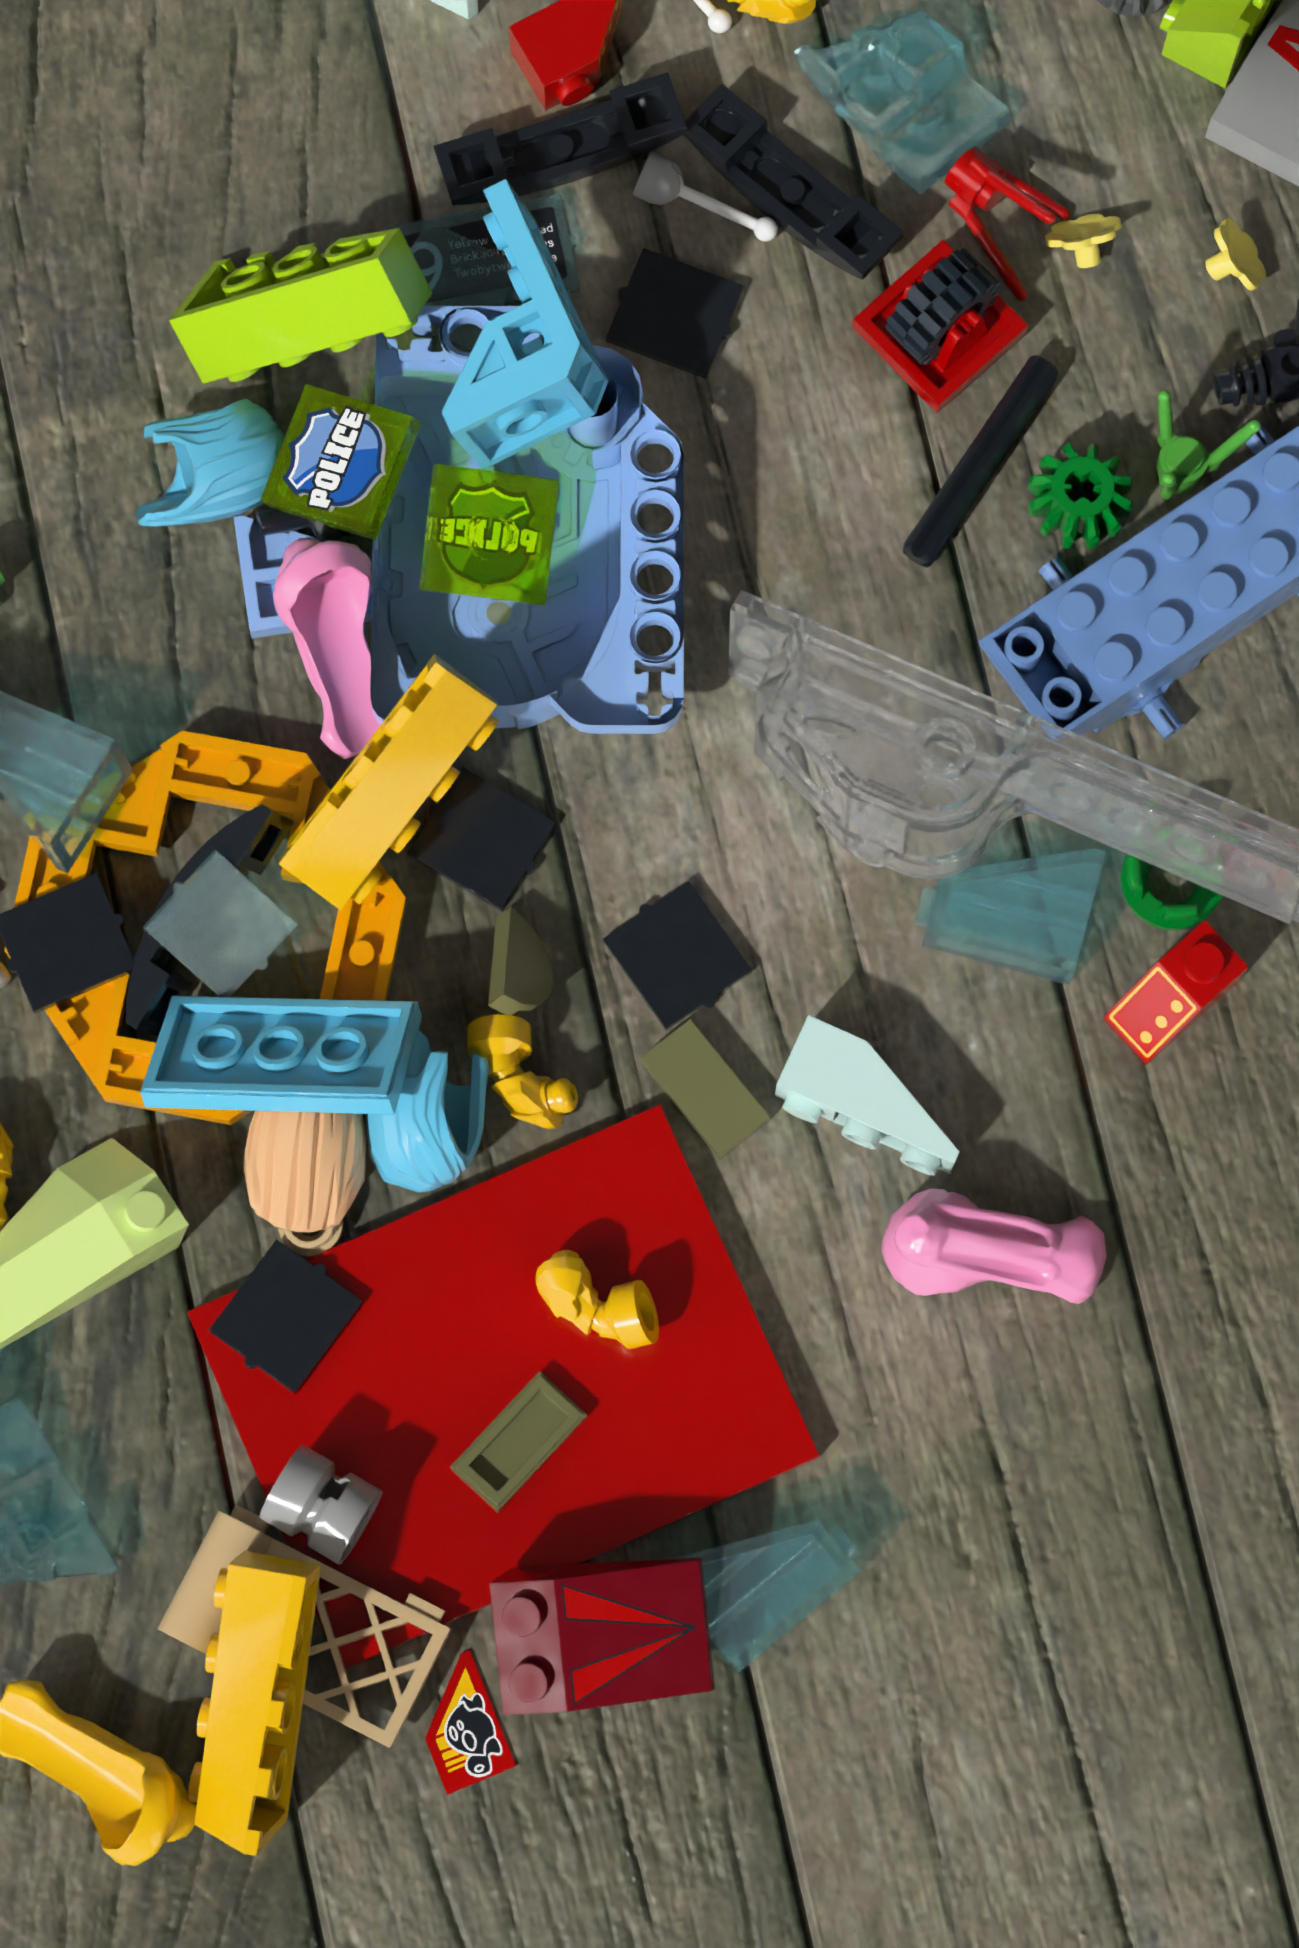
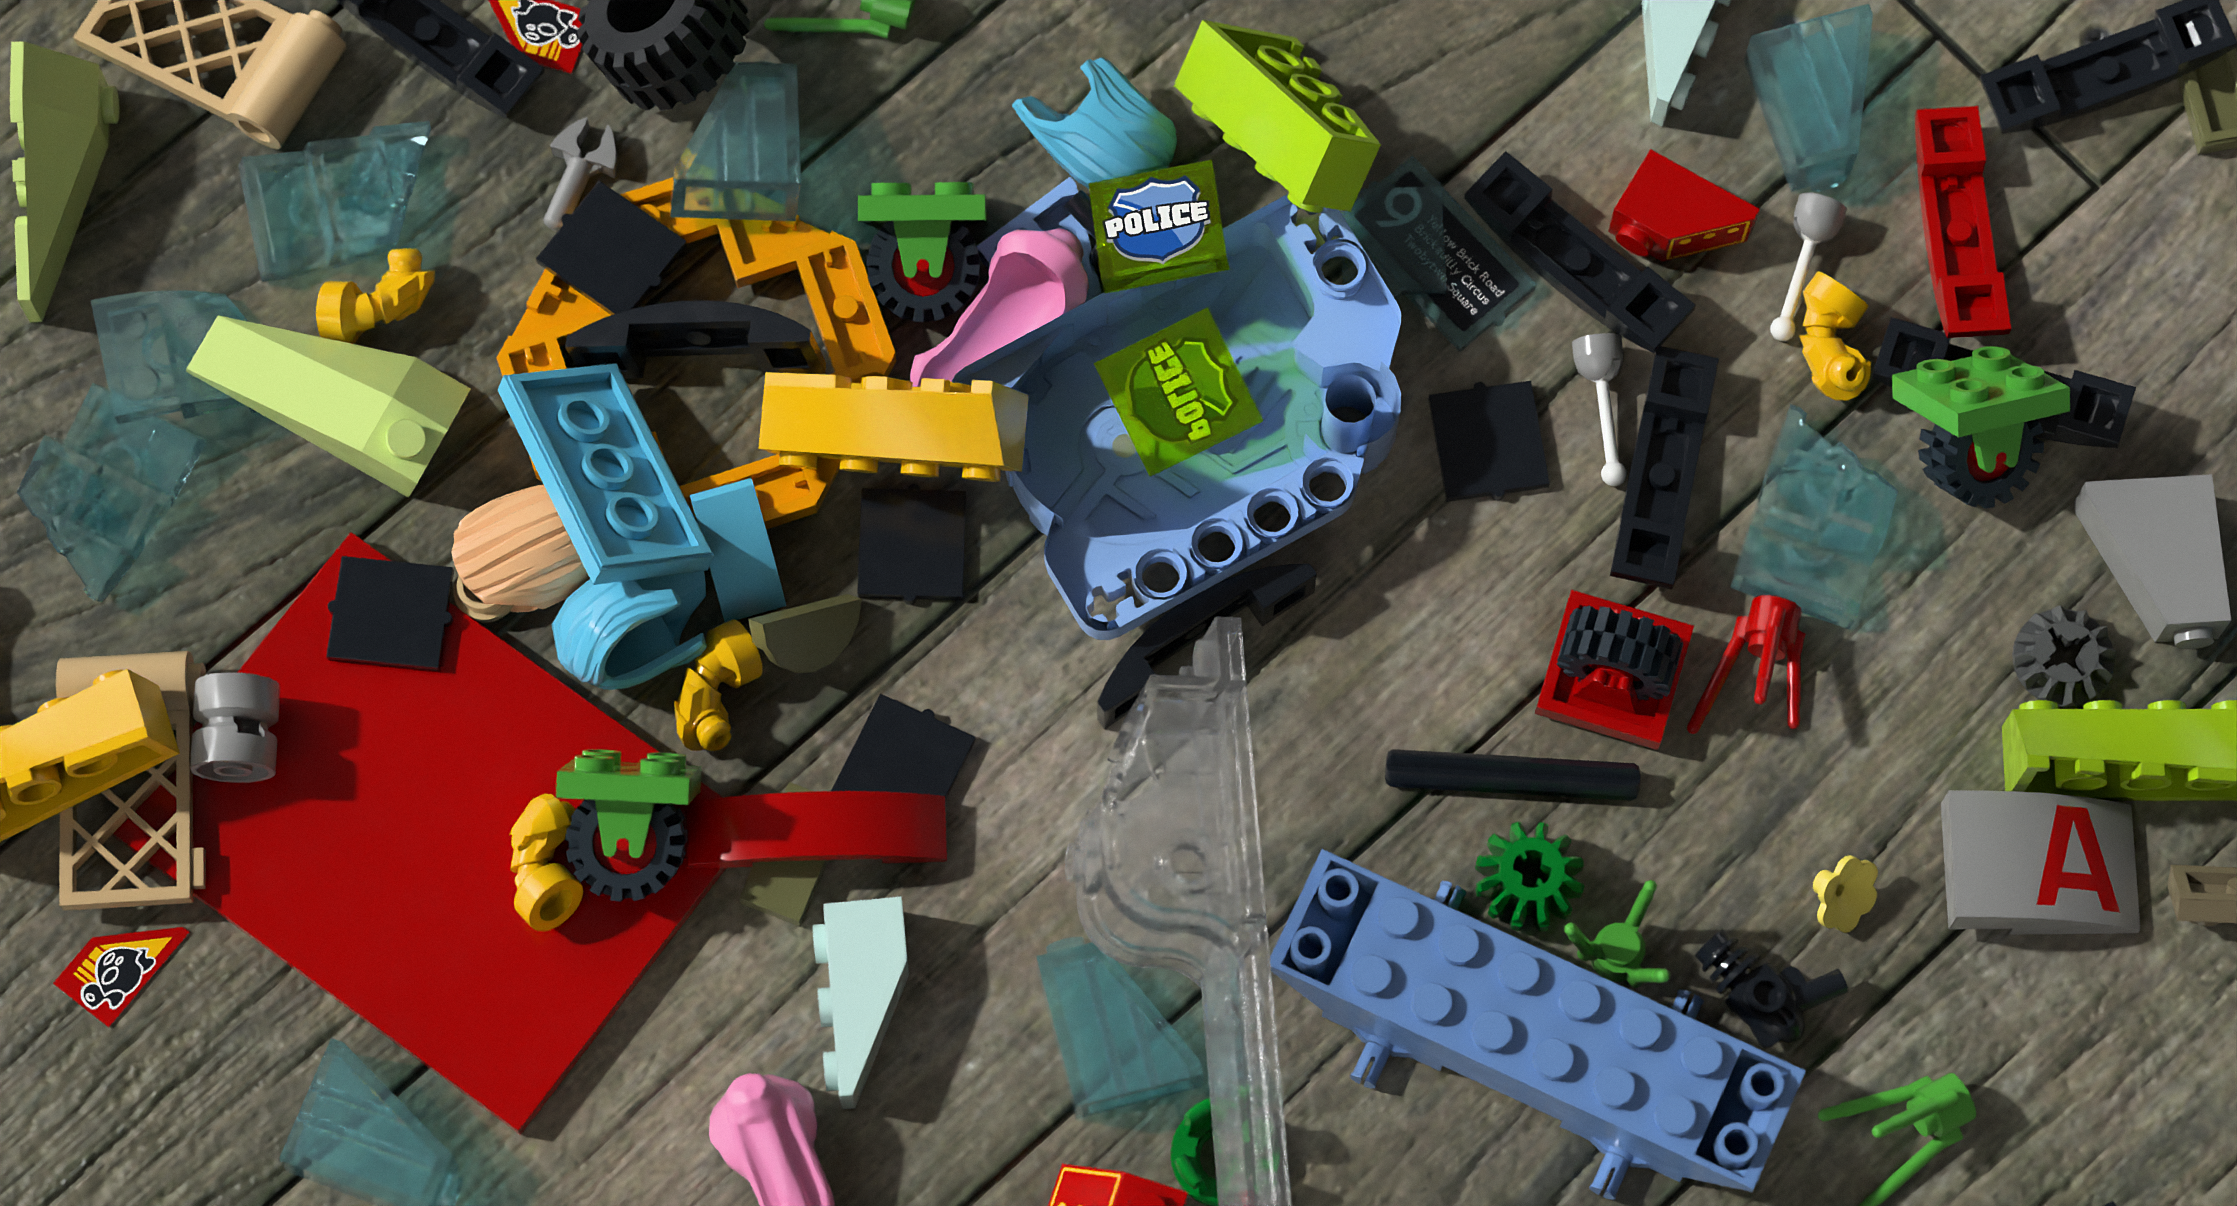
camera: 60 degrees right, 5 degrees down
(220, 925) = (692, 362): clear light blue piece -> none
(227, 673) = (923, 257): none -> plate
(401, 972) = (743, 557): none -> medium azure slope
(518, 1442) = (386, 866): olive tile -> none
(533, 390) = (1341, 359): medium azure bracket -> none
(600, 1634) = (246, 1021): dark red slope -> none
(605, 1205) = (627, 830): none -> plate
(698, 1059) = (816, 827): none -> red slope
(716, 714) = (1264, 591): none -> black slope
(1084, 236) = (1777, 748): light yellow plant -> none

